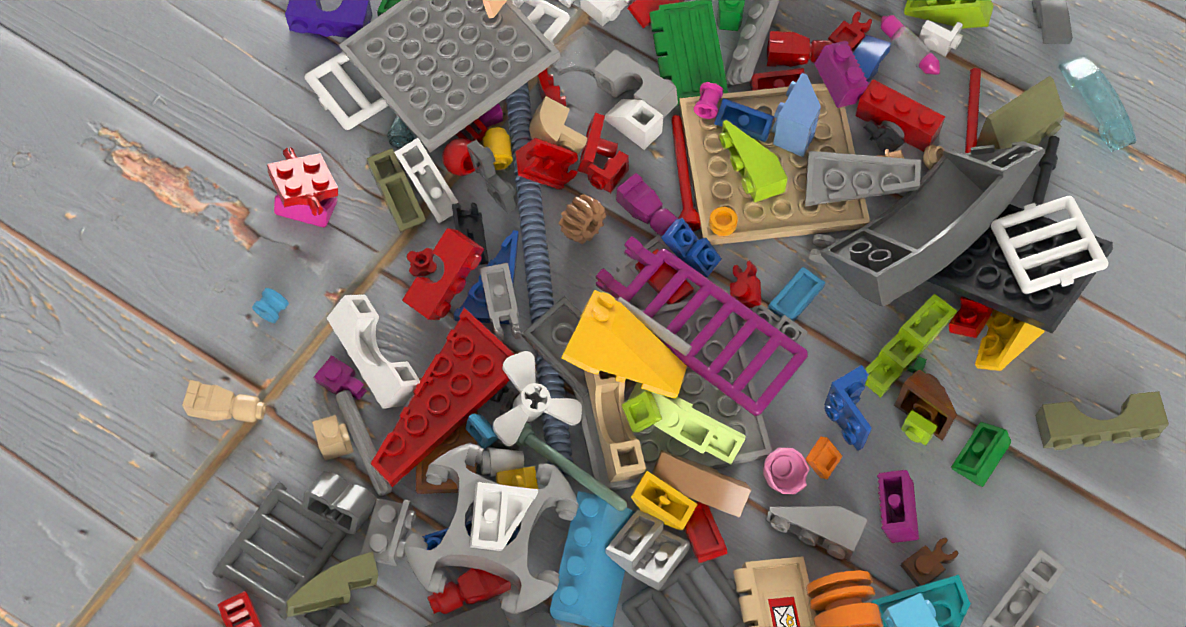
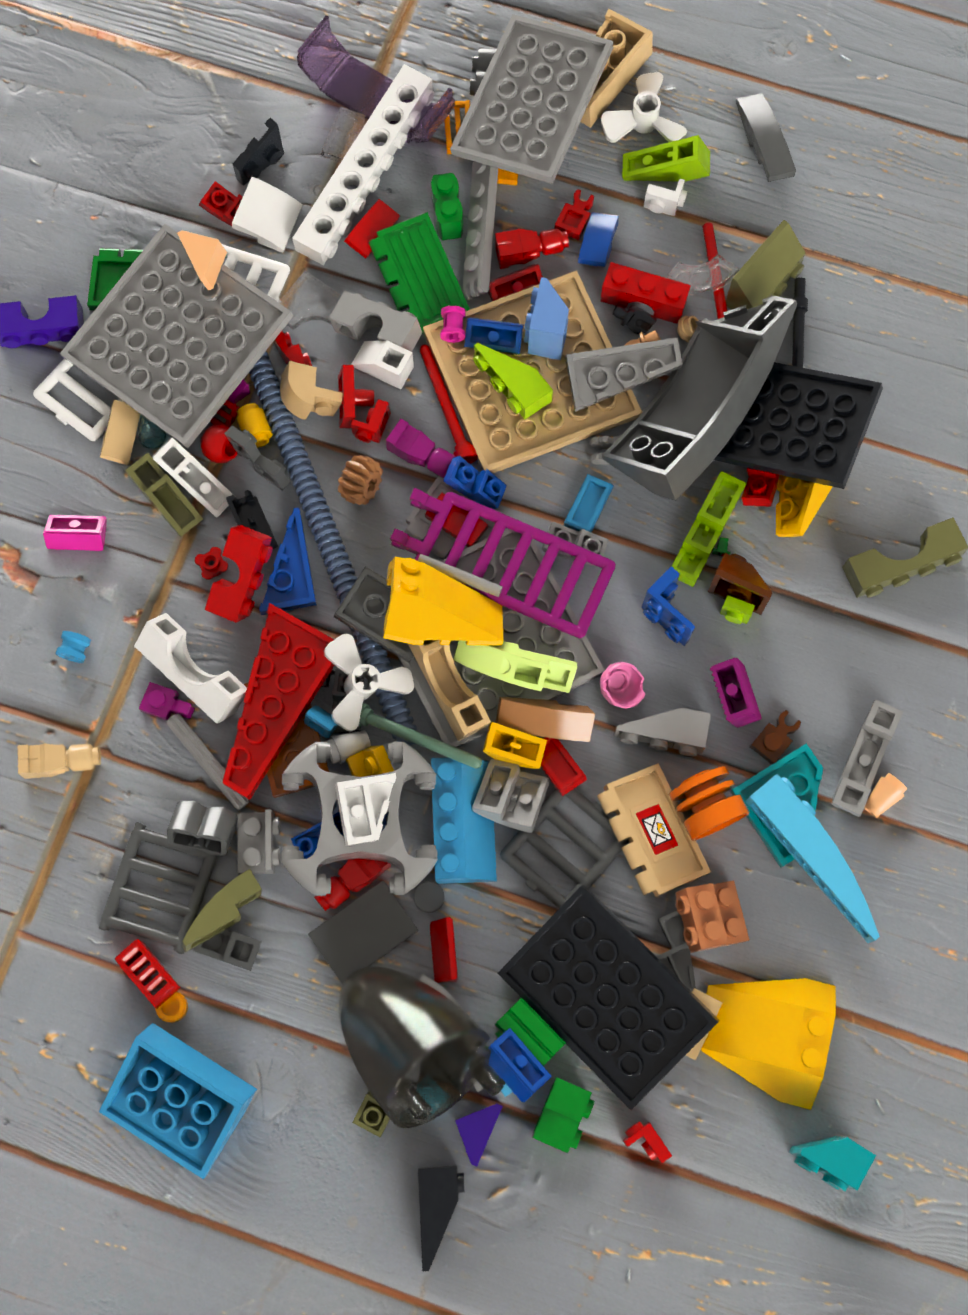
camera: 15 degrees left, 10 degrees up
(302, 180) = (66, 508): plate -> none
(332, 437) = (176, 765): tan brick -> none
(372, 127) = (120, 433): none -> tan slope
(500, 298) = (302, 583): light grey hinge -> none
(546, 163) = (308, 431): red hinge -> none
(641, 411) = (472, 666): lime plate -> none
(723, 221) = (499, 447): light orange tile -> none
(747, 287) = (539, 510): red plate -> none
(823, 457) = (654, 662): orange tile -> none
(841, 74) = (578, 264): magenta brick -> none
(910, 45) = (637, 213): piece -> none
(961, 114) = (706, 276): none -> clear tile
(982, 453) = (801, 618): green slope -> none
(1065, 276) = (797, 427): white bar -> none
(1102, 100) = (837, 227): clear light blue slope -> none

